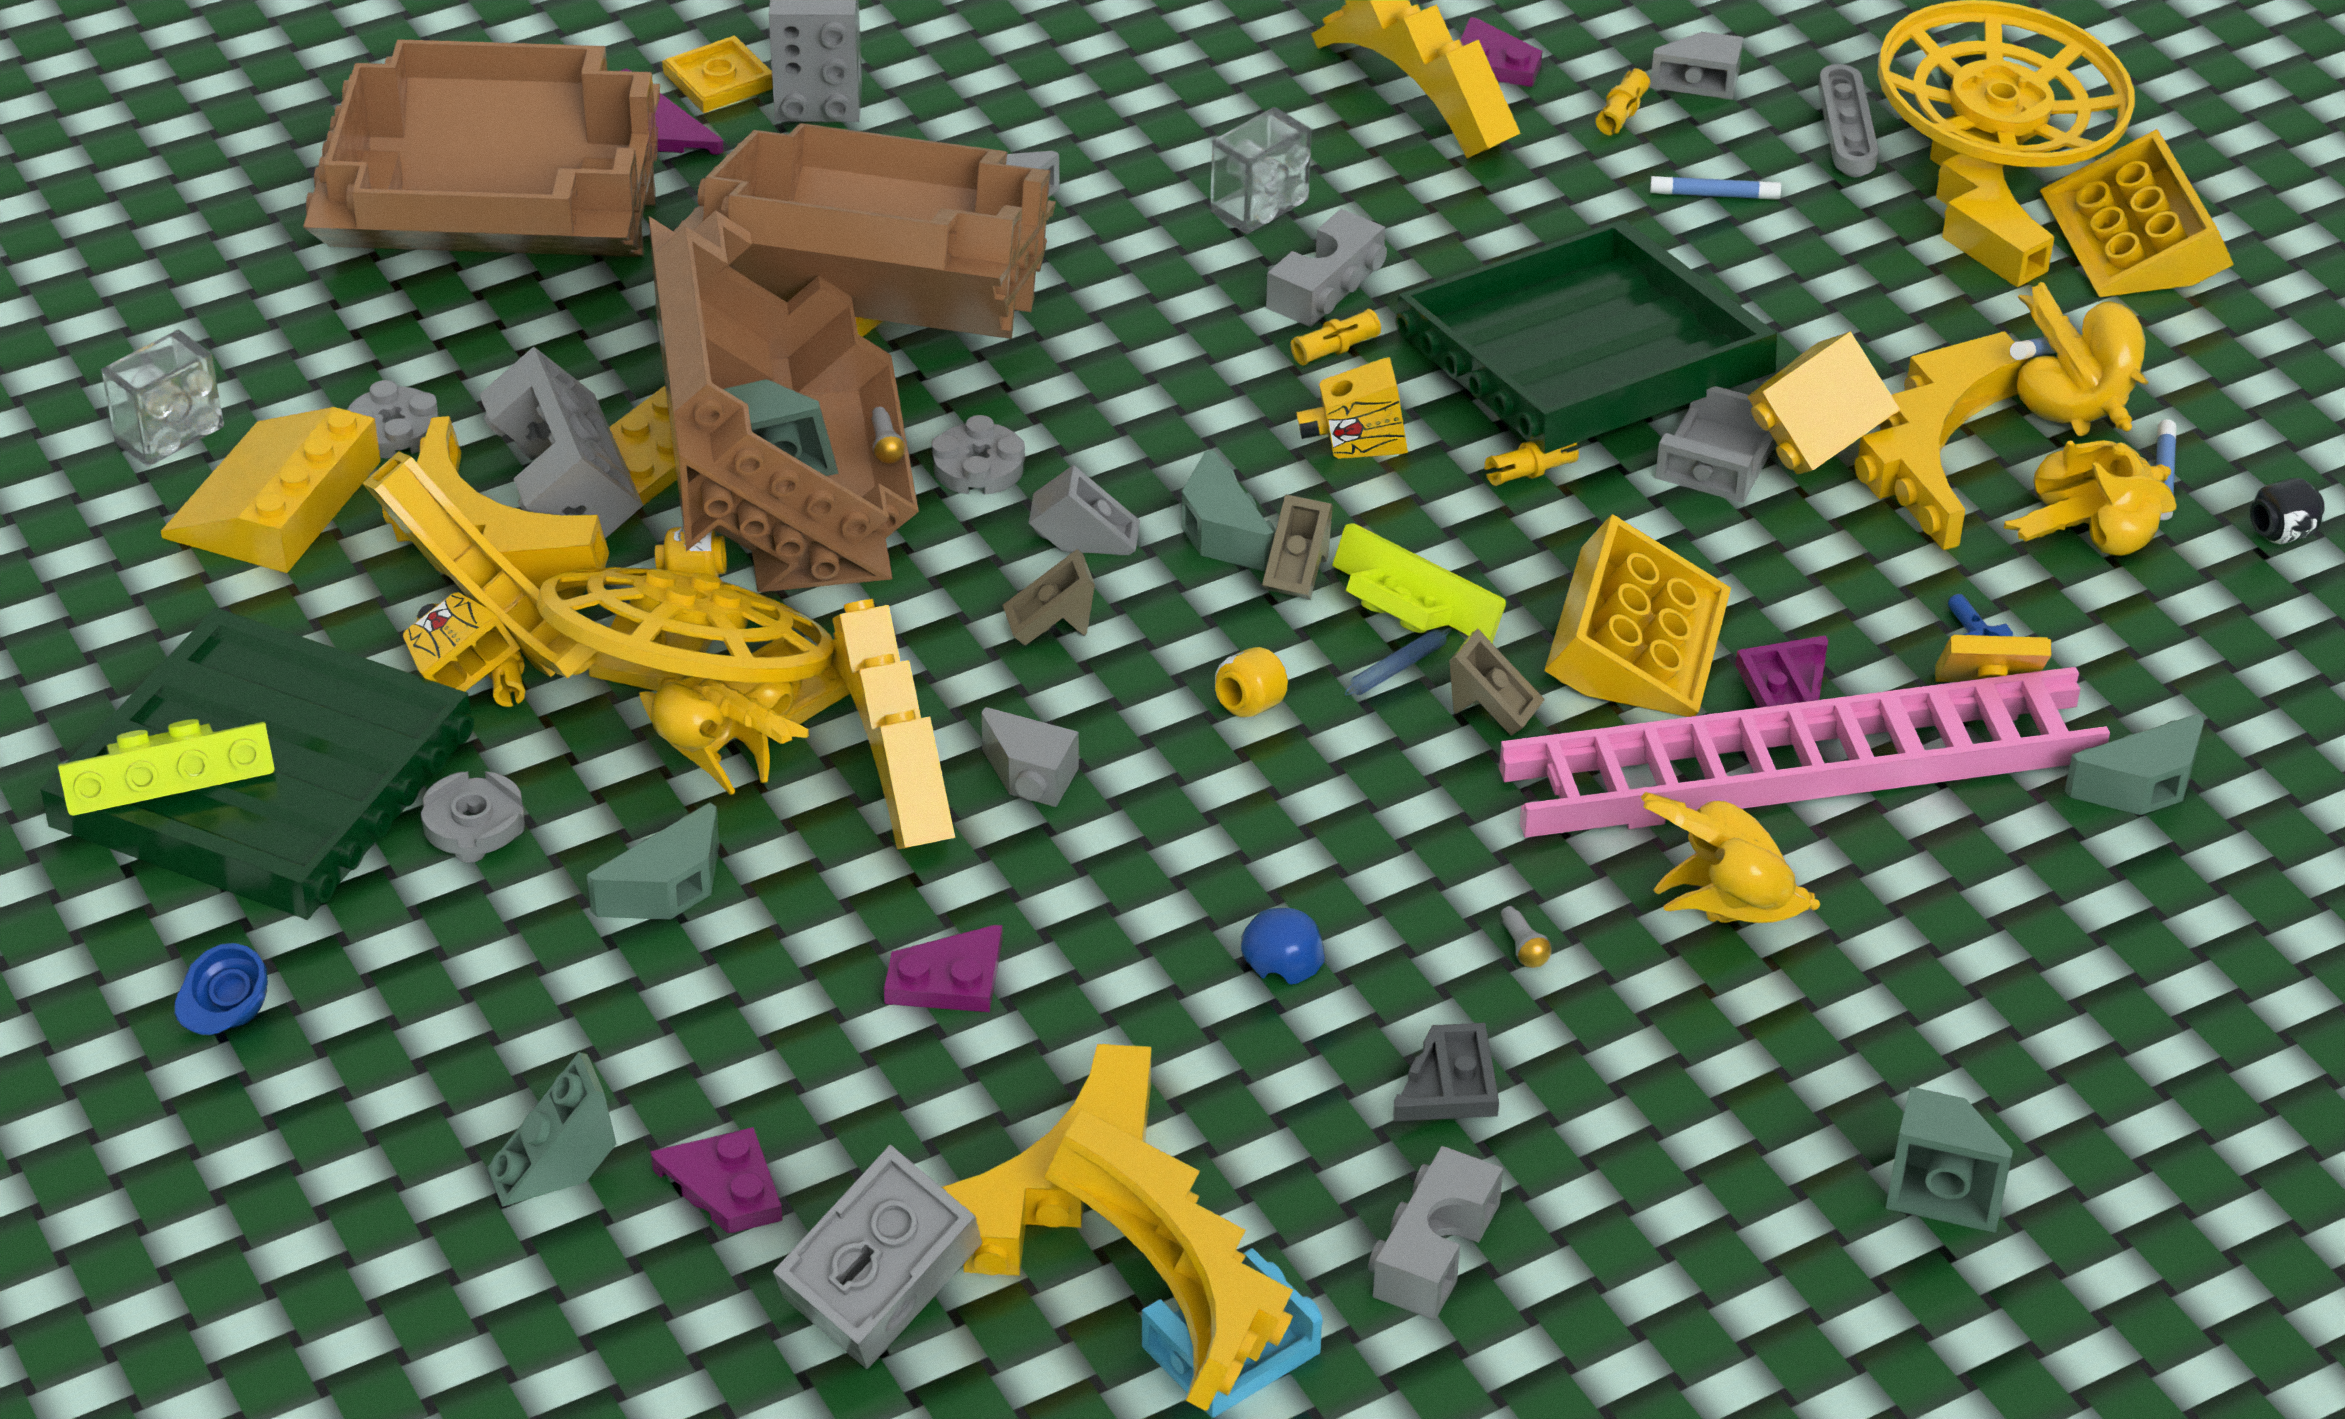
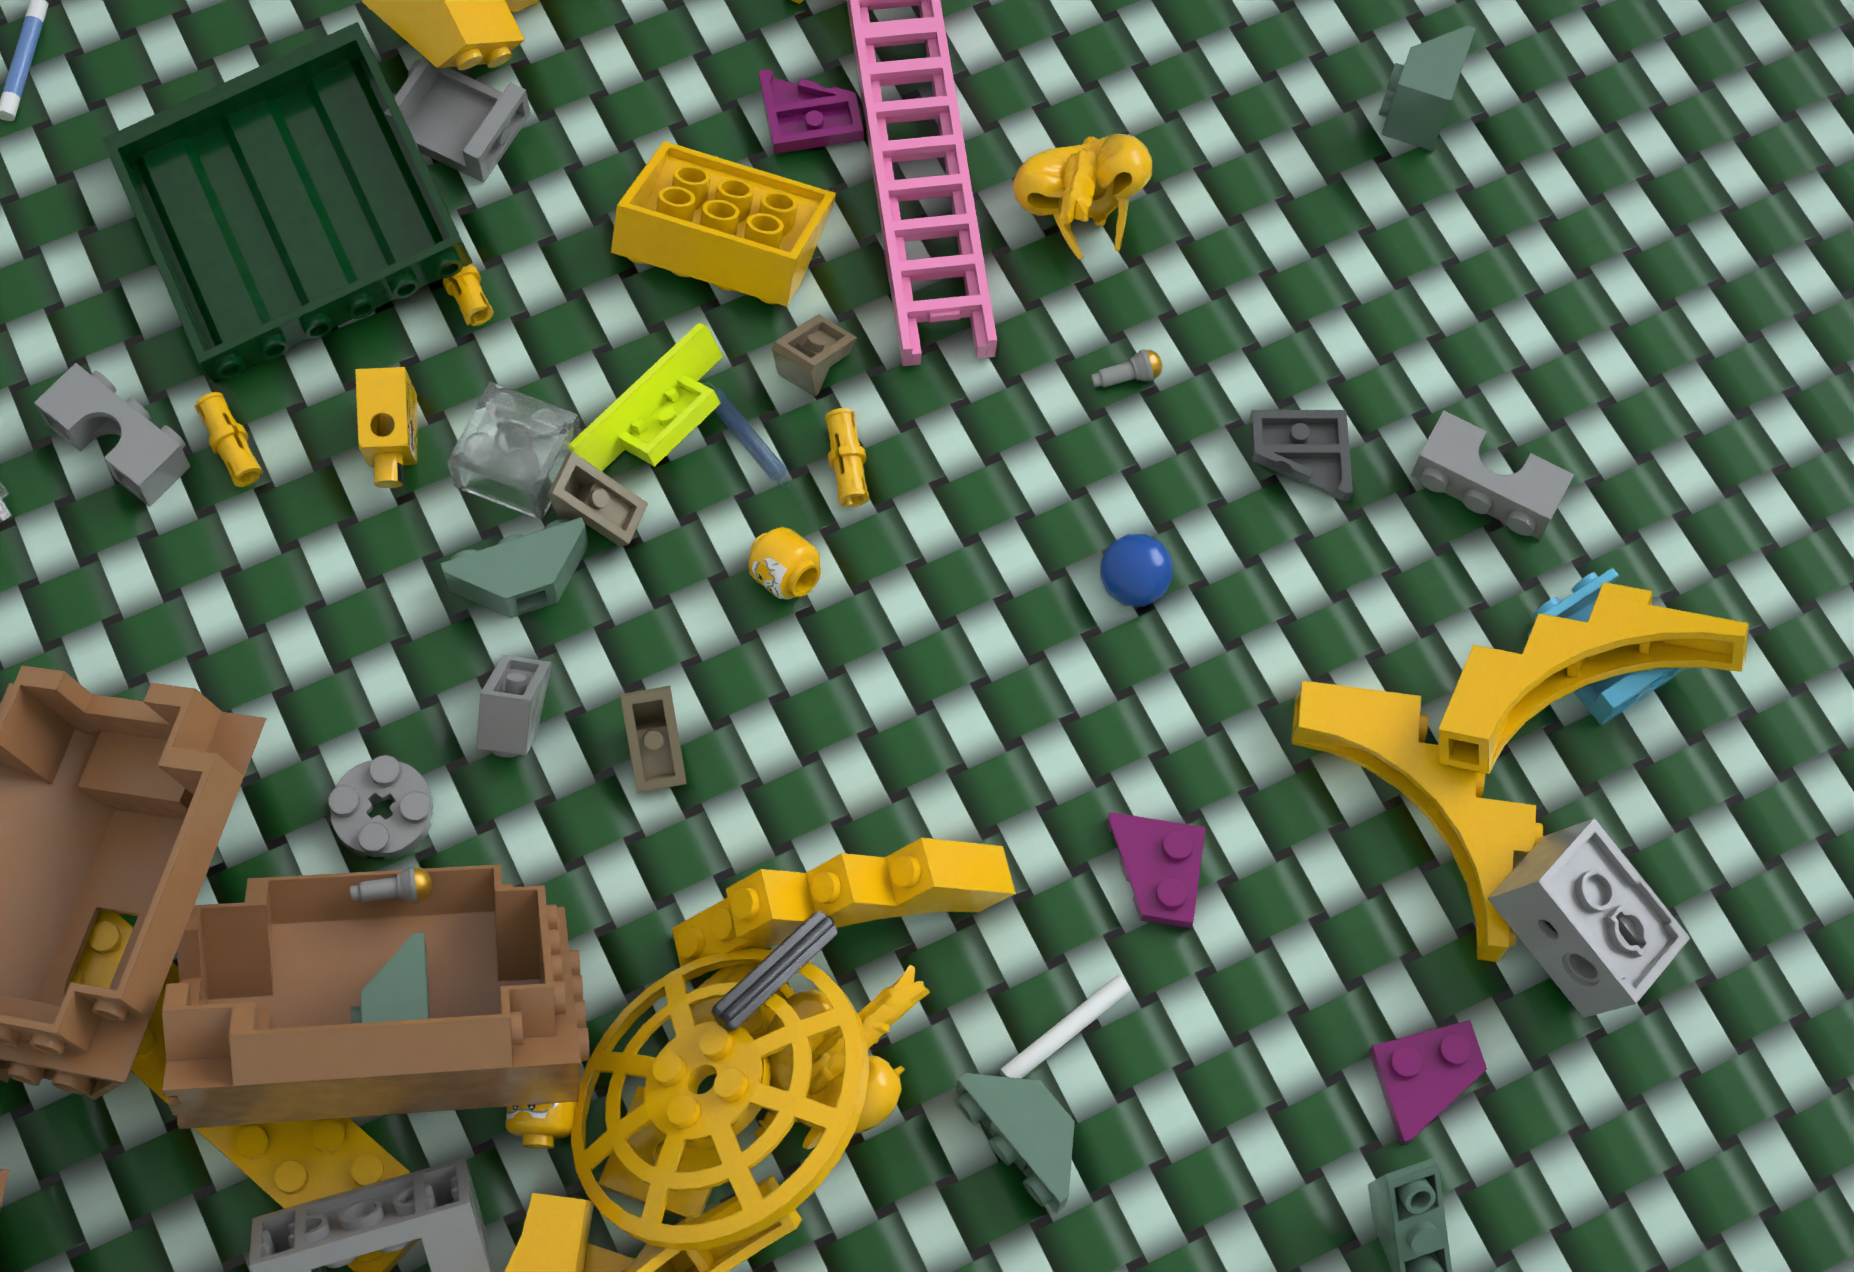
camera: 90 degrees left, 25 degrees up
(772, 906) = (1066, 1029): none -> white bar
(796, 632) = (774, 971): none -> axle
(1030, 755) = (880, 774): light grey slope -> none
(1358, 483) = (513, 449): none -> clear brick
(1379, 725) = (847, 457): none -> yellow pin

